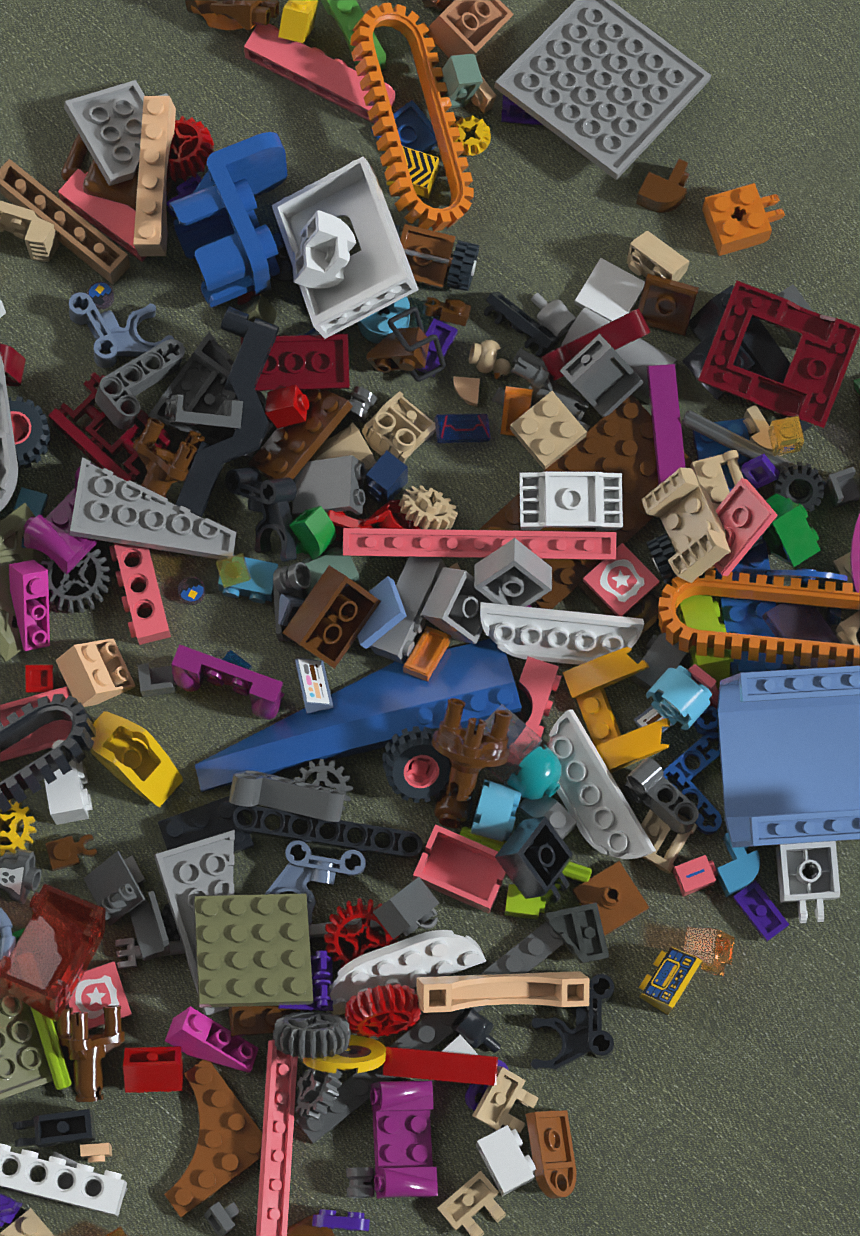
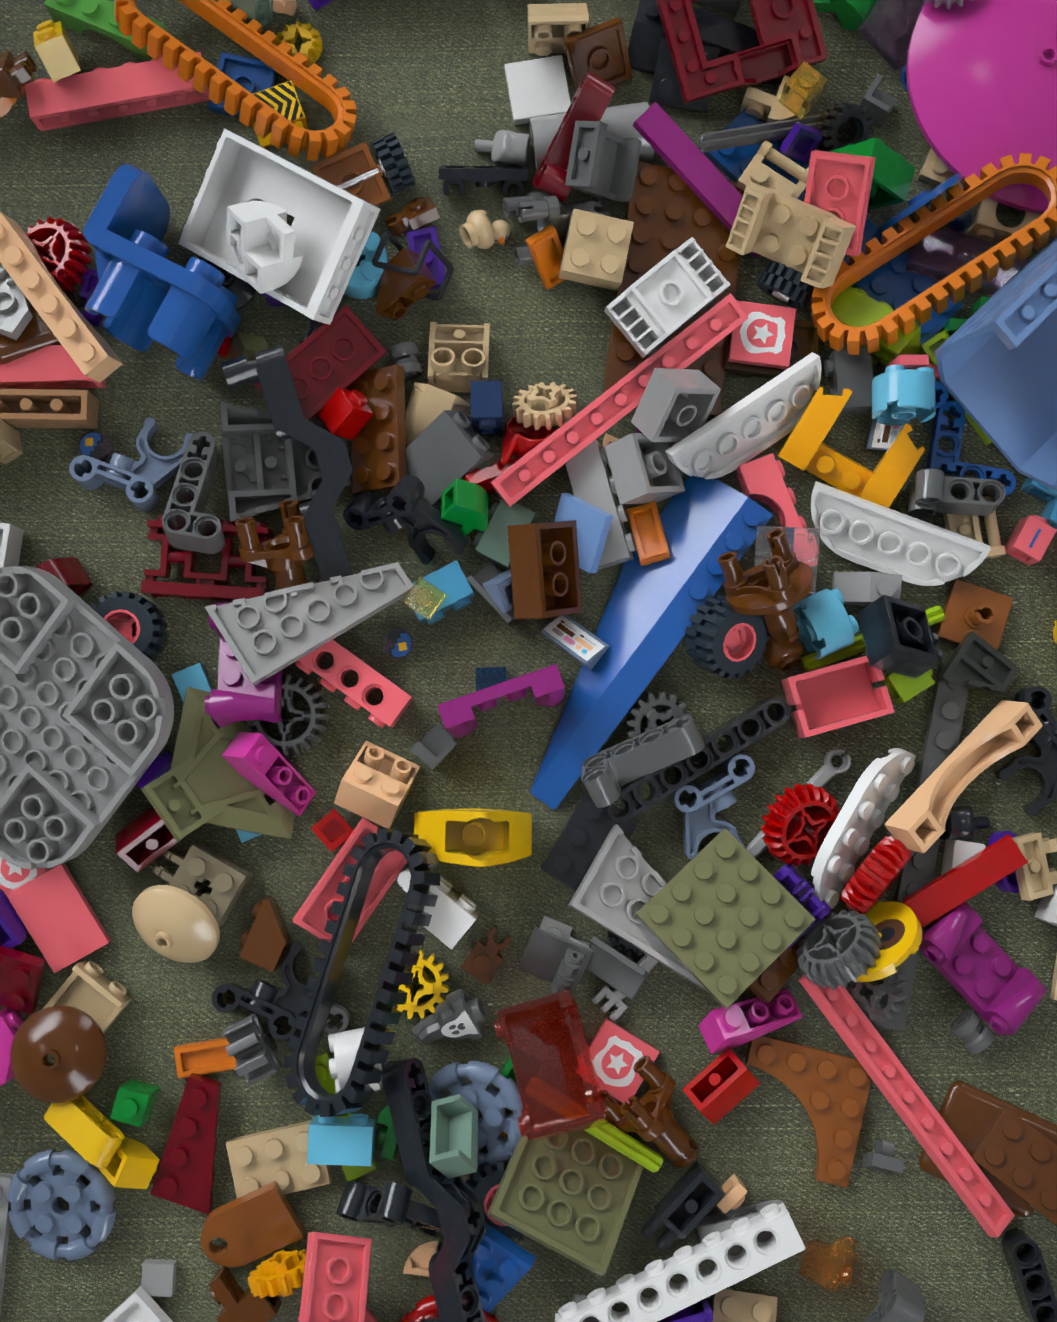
camera: 40 degrees left, 10 degrees up
(230, 419) = (307, 463): dark grey panel -> none
(290, 578) = (478, 566): dark grey wheel -> none
(354, 1221) = (992, 1073): dark purple plate -> none
(406, 908) = (827, 772): dark grey brick -> none
(462, 428) = (512, 310): clear blue tile -> none
(467, 389) = (486, 273): light nougat tile -> none
(538, 774) = (838, 562): teal cylinder -> none

